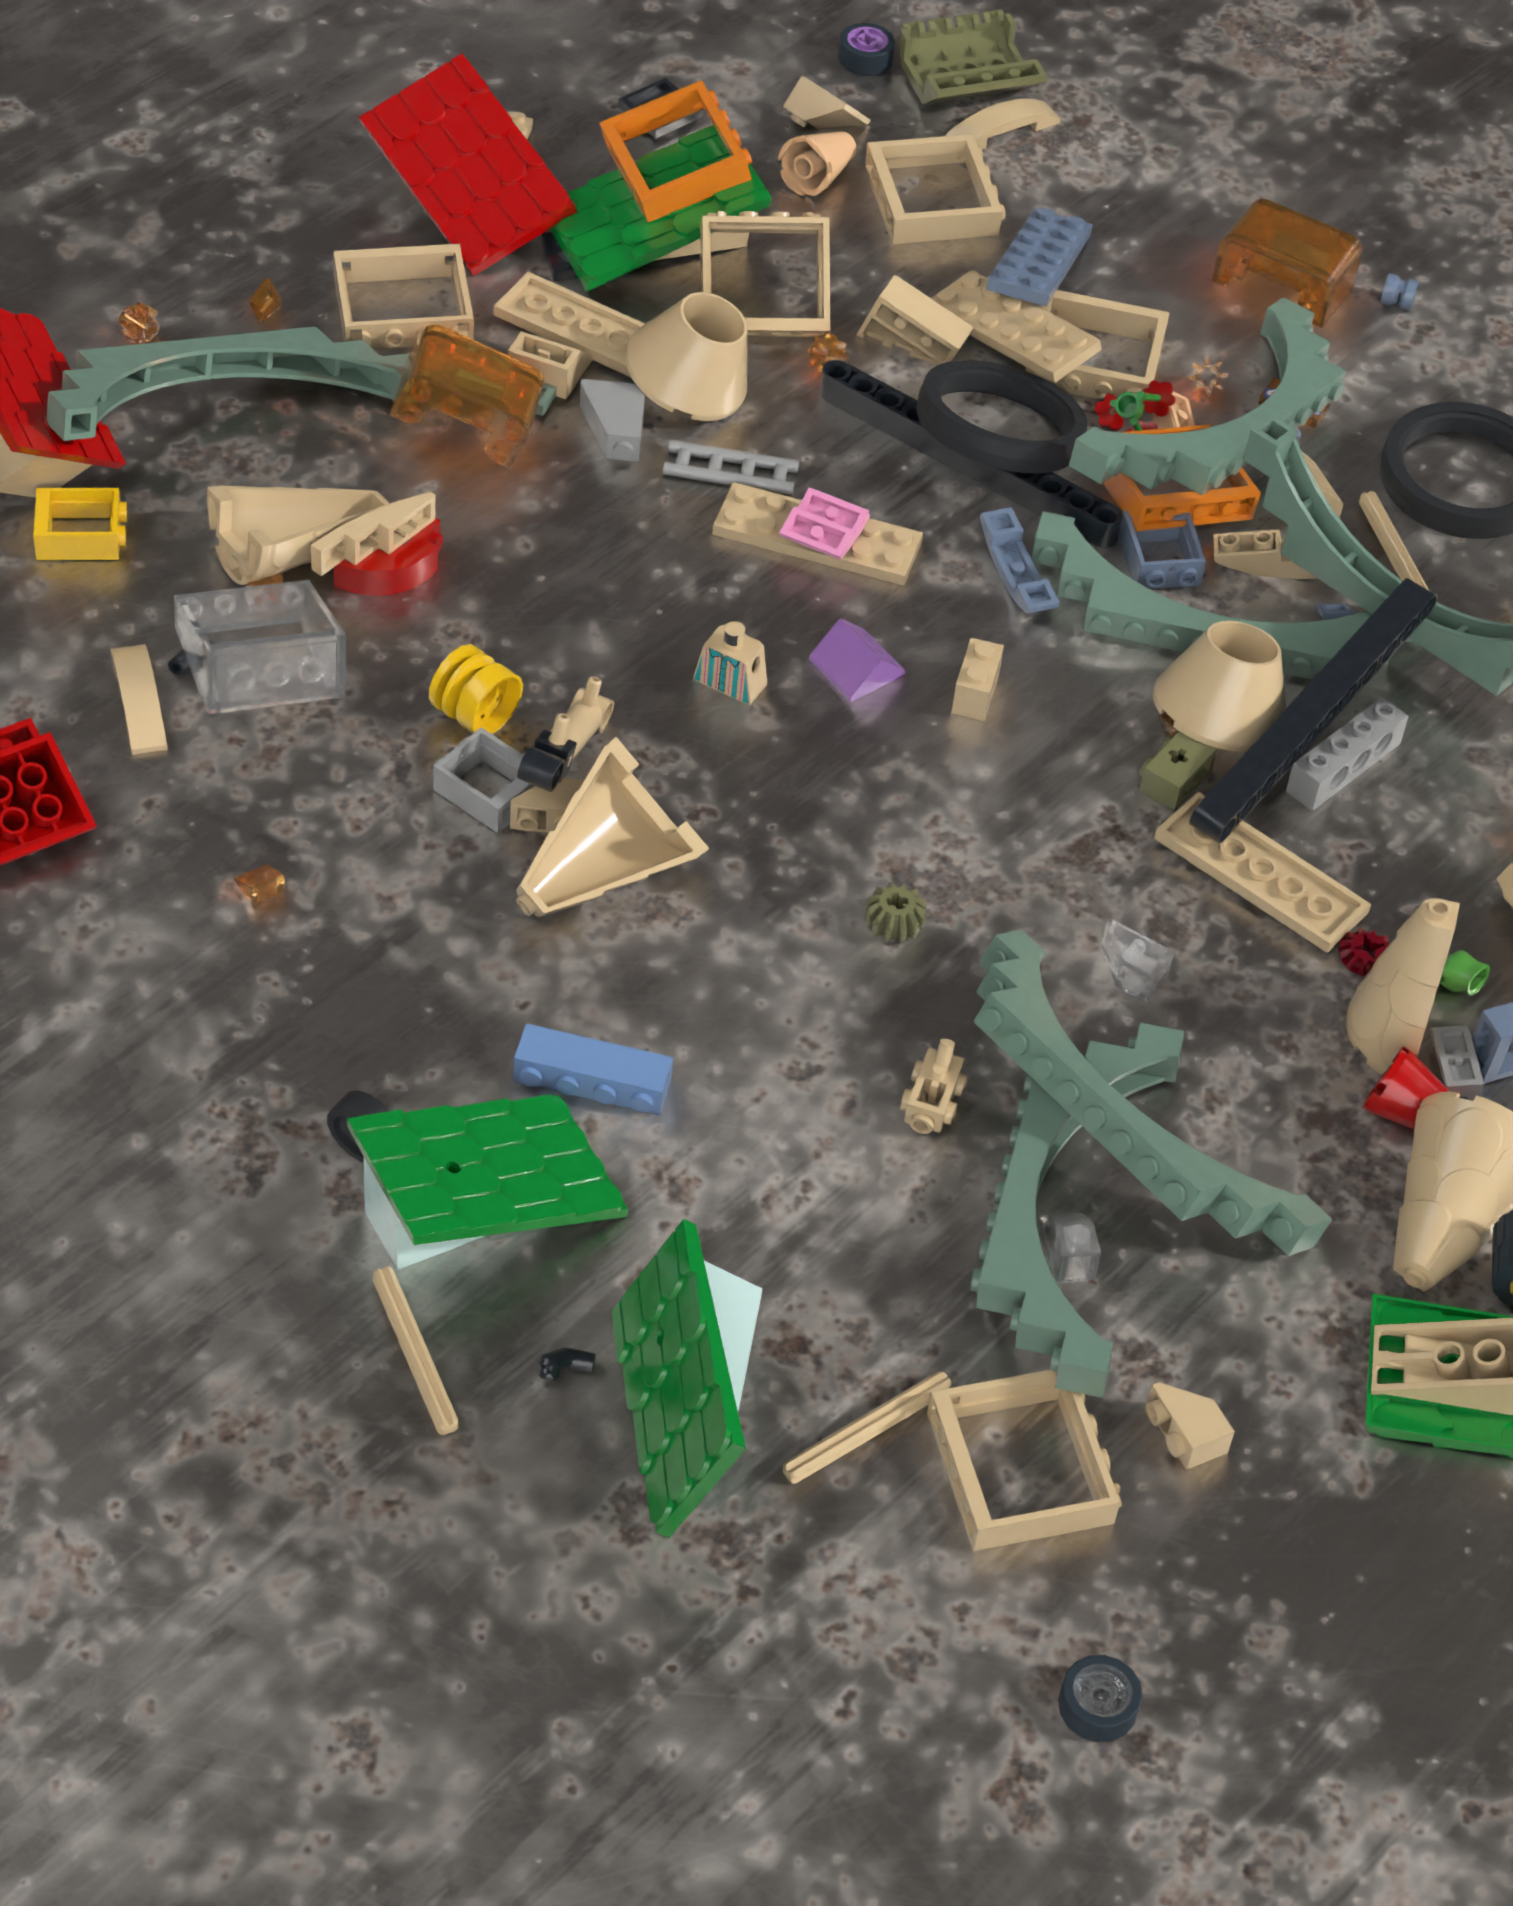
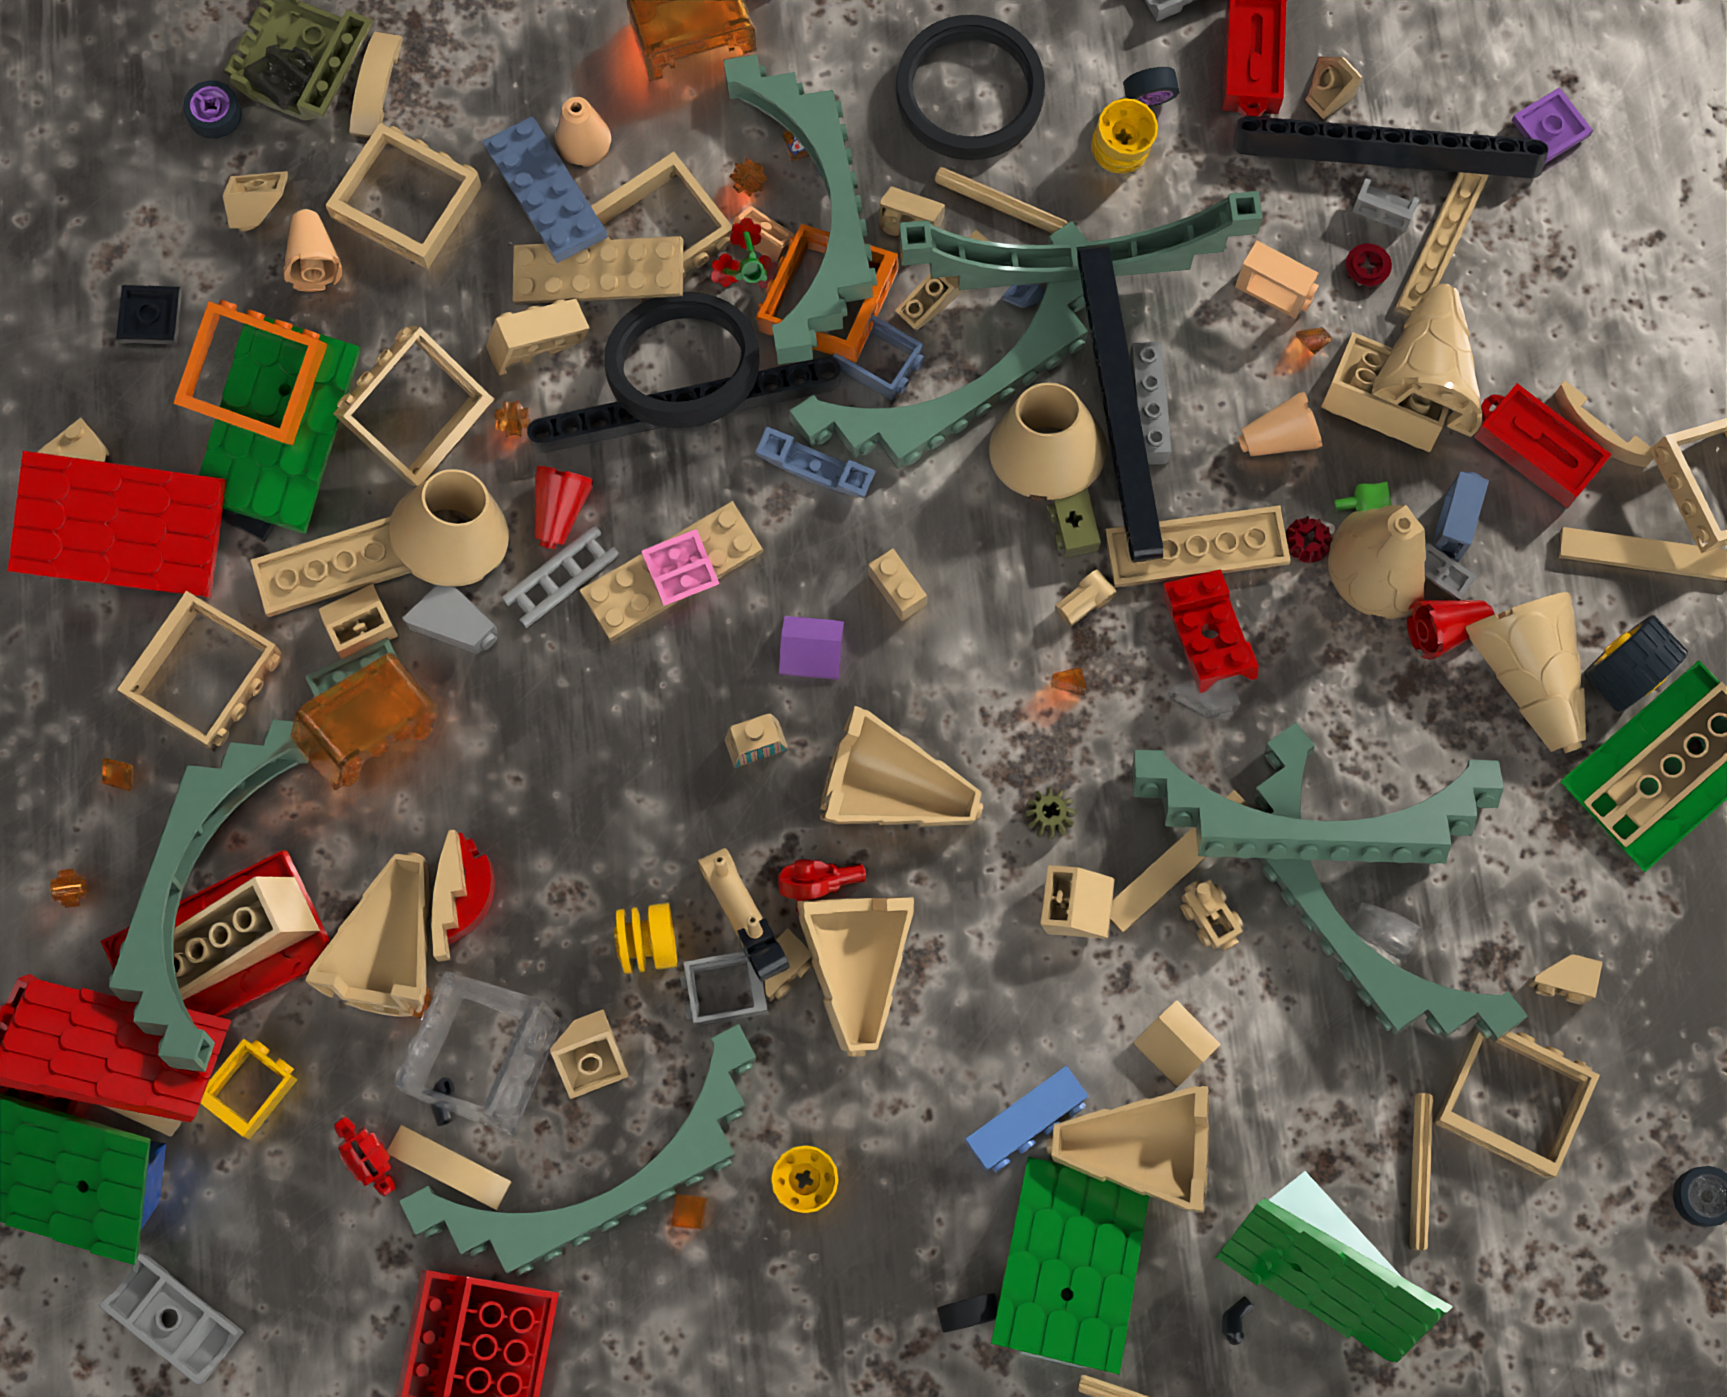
camera: 45 degrees left, 25 degrees up
(93, 627) = (372, 1150): none -> red piece
(201, 439) = (242, 937): none -> piece
(314, 845) = (528, 1237): none -> sand green arch
(330, 723) = (588, 1055): none -> tan slope
(369, 929) = (821, 1170): none -> yellow wheel
(659, 778) = (814, 879): none -> red pin
(664, 1164) = (1144, 1146): none -> tan cone
(786, 1144) = (1176, 1044): none -> tan slope
(789, 419) = (557, 504): none -> red cone
(798, 773) = (892, 781): none -> tan cone
(832, 973) = (1077, 902): none -> tan slope
(918, 1034) = (1159, 878): none -> tan tile
(936, 57) = (281, 74): none -> clear smoke slope
(1031, 852) = (1070, 681): none -> clear orange slope
(1115, 251) = (581, 134): none -> light nougat cone
(1130, 821) = (1091, 593): none -> tan piece
(1197, 914) = (1202, 605): none -> red piece
(1443, 860) = (1282, 429): none -> light nougat cone

